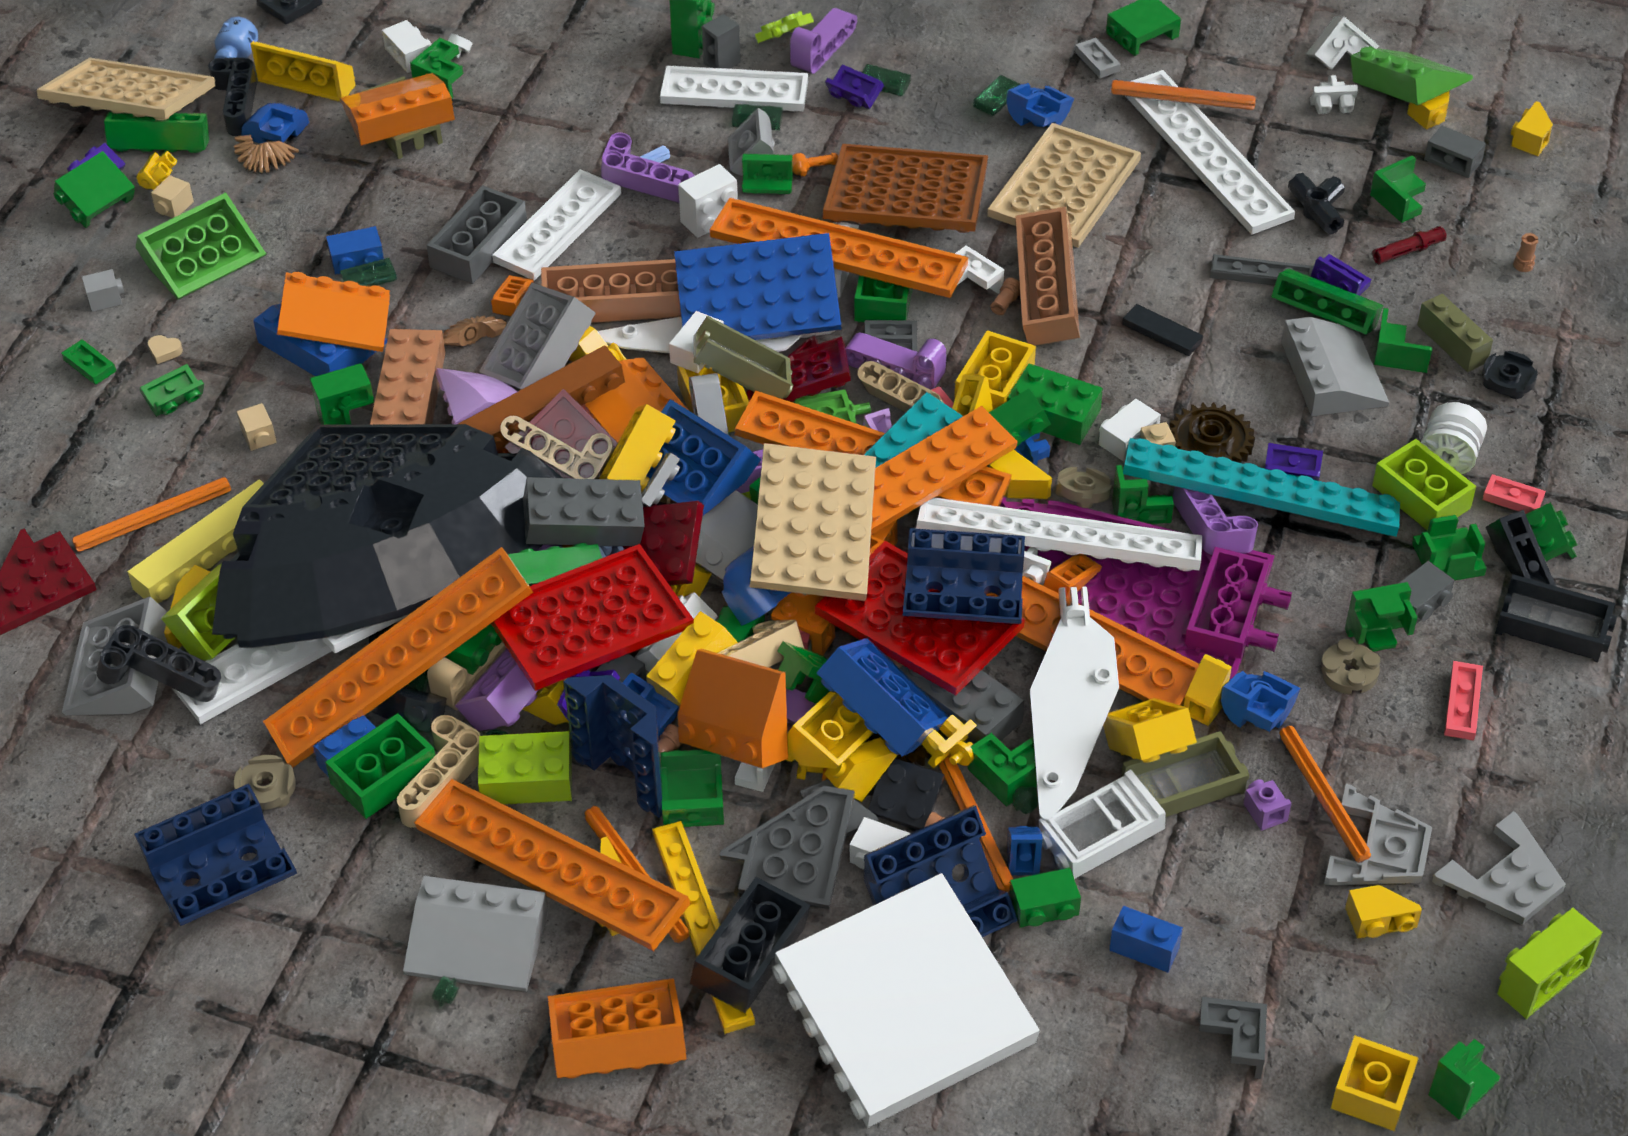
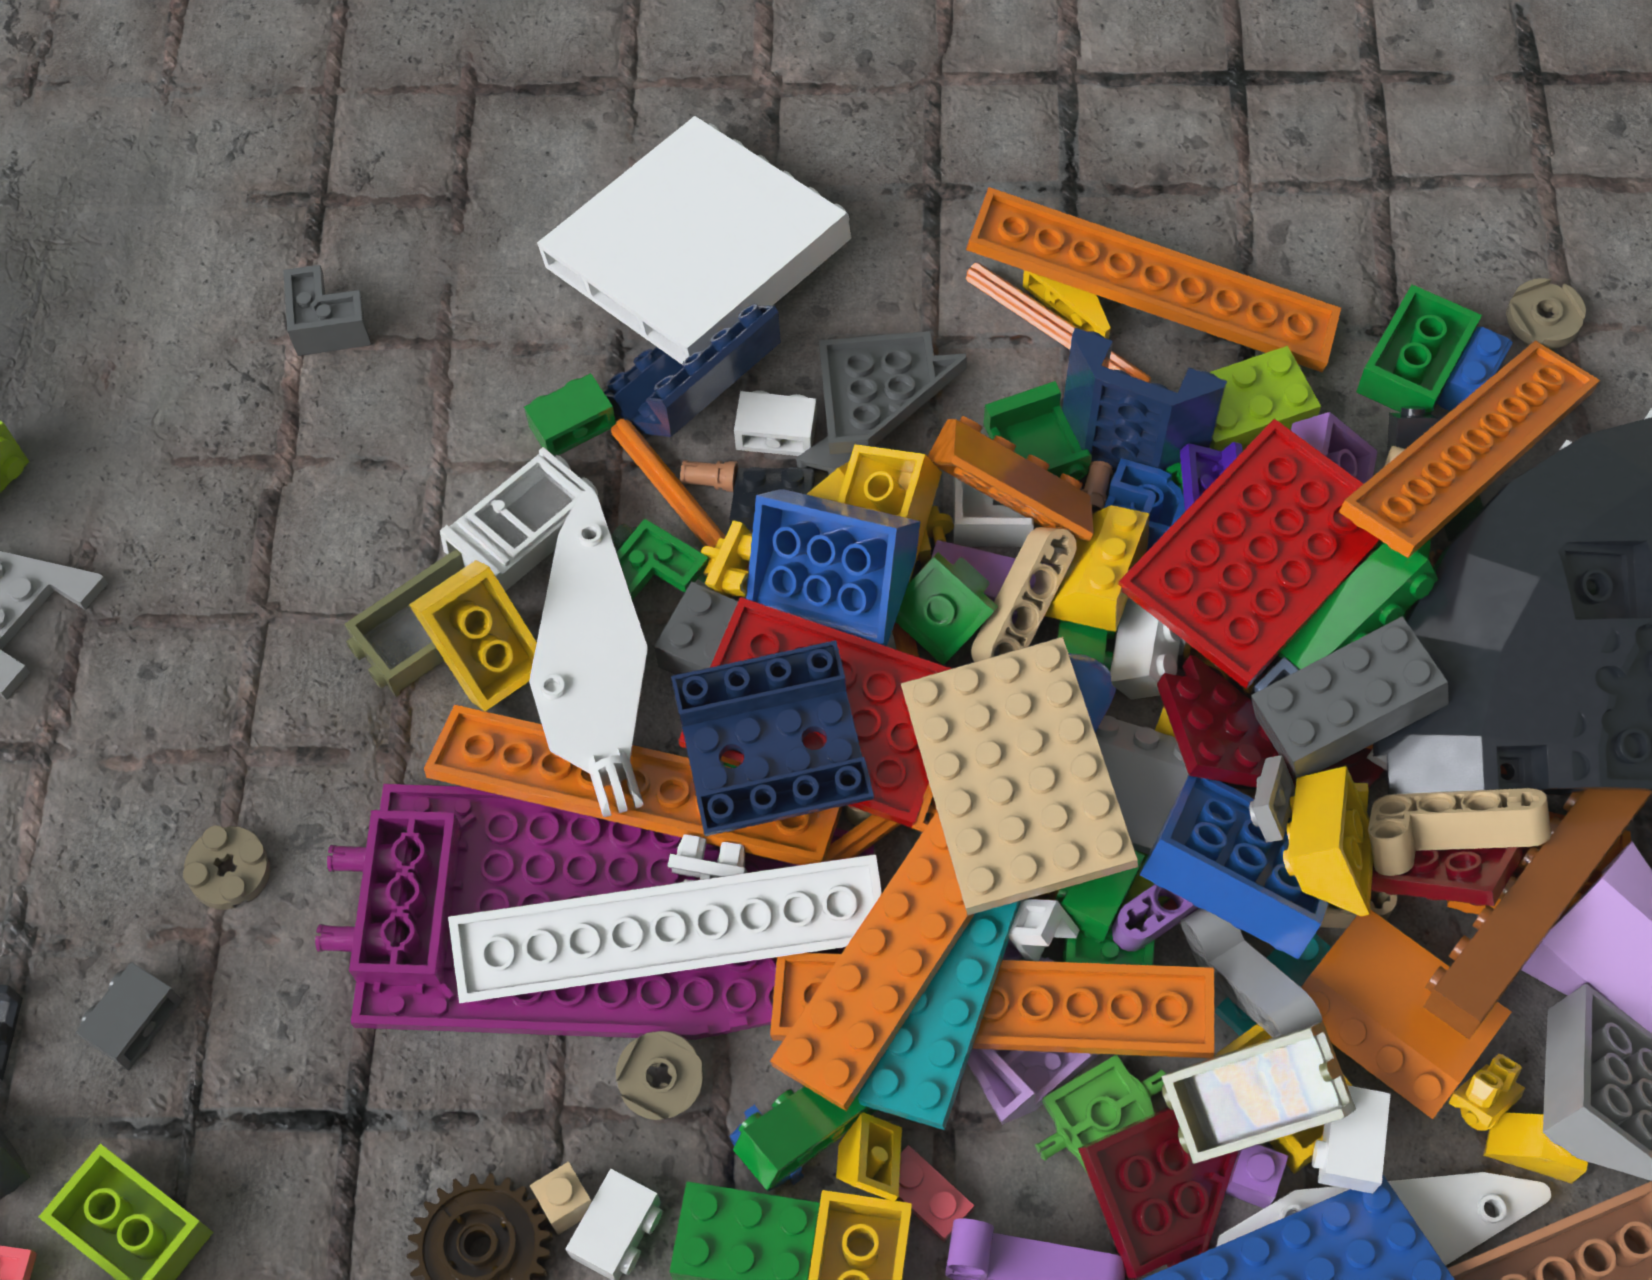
camera: 165 degrees right, 15 degrees up
(209, 847) = (1502, 190): dark blue slope -> none
(445, 991) = (1198, 143): clear green plate -> none
(455, 760) = (1347, 373): tan beam -> none
(475, 933) = (1205, 209): light grey slope -> none
(616, 1028) = (1003, 143): orange slope -> none
(700, 915) = (955, 292): yellow tile -> none
(744, 947) = (885, 250): black brick -> none
(891, 386) = (1042, 1202): tan beam -> none
(1024, 850) = (607, 457): blue slope -> none
(1026, 478) = (751, 1069): yellow slope -> none
(1070, 575) = (631, 863): orange slope -> none
(1132, 502) = (567, 1070): green panel -> none
(1145, 939) = (441, 393): blue brick -> none
(1205, 690) = (409, 744): yellow slope -> none
(1207, 519) = (458, 1065): medium lavender beam -> none
(1258, 699) = (341, 754): blue brick -> none
(1262, 486) = (384, 1138): teal plate -> none
(1266, 804) = (318, 613): medium lavender brick -> none
(1294, 460) = (340, 1222): dark purple bracket -> none
(1325, 794) = (247, 647): orange axle -> none
(1374, 1083) = (162, 292): yellow brick -> none
(1377, 612) = (179, 935): green panel -> none
(1380, 911) = (165, 505): yellow slope -> none
(1395, 843) = (154, 600): light grey wing -> none
(1452, 549) = (82, 1111): green panel -> none
(1462, 1079) = (73, 334): green panel -> none
(1463, 700) = (65, 849): coral plate -> none

